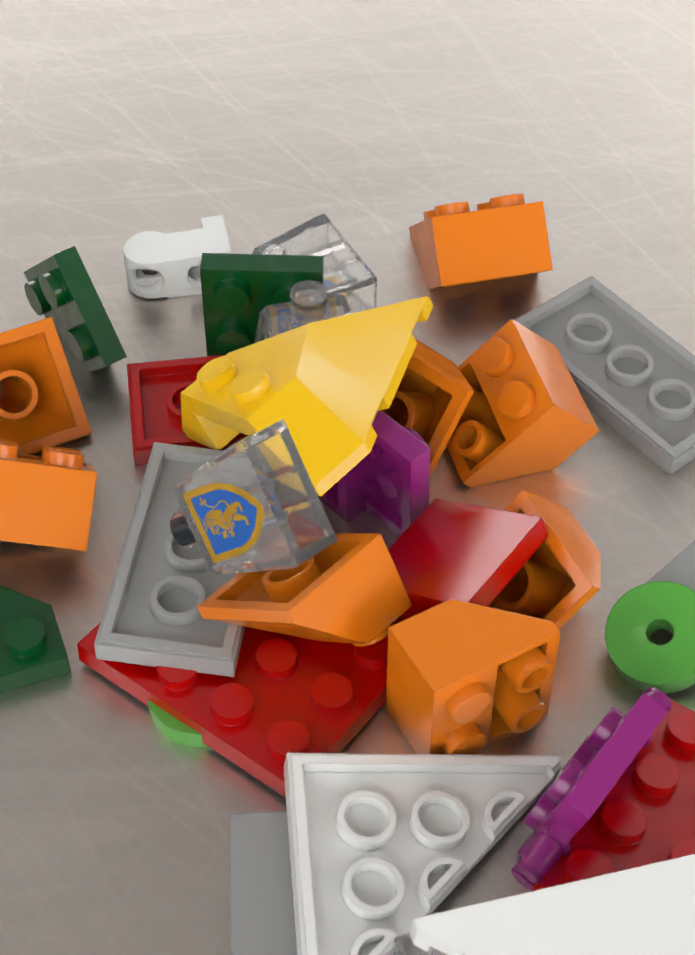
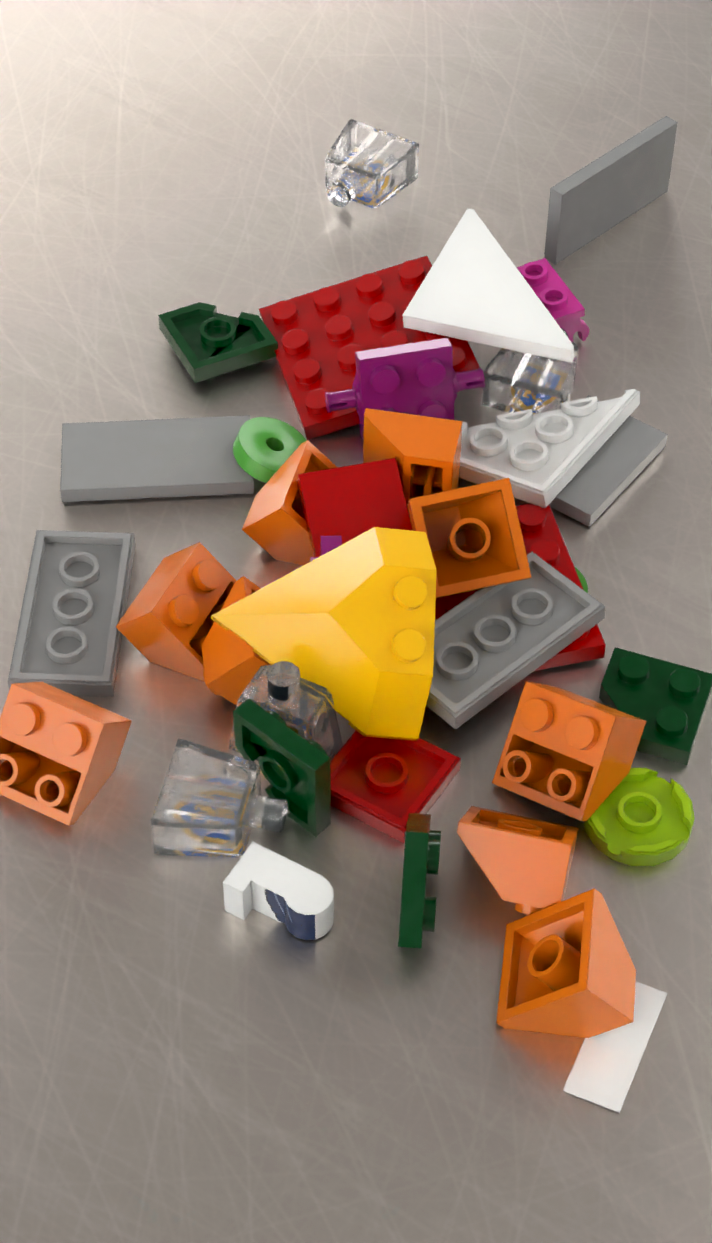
camera: 140 degrees left, 0 degrees up
(252, 507) = (463, 546): clear torso -> none

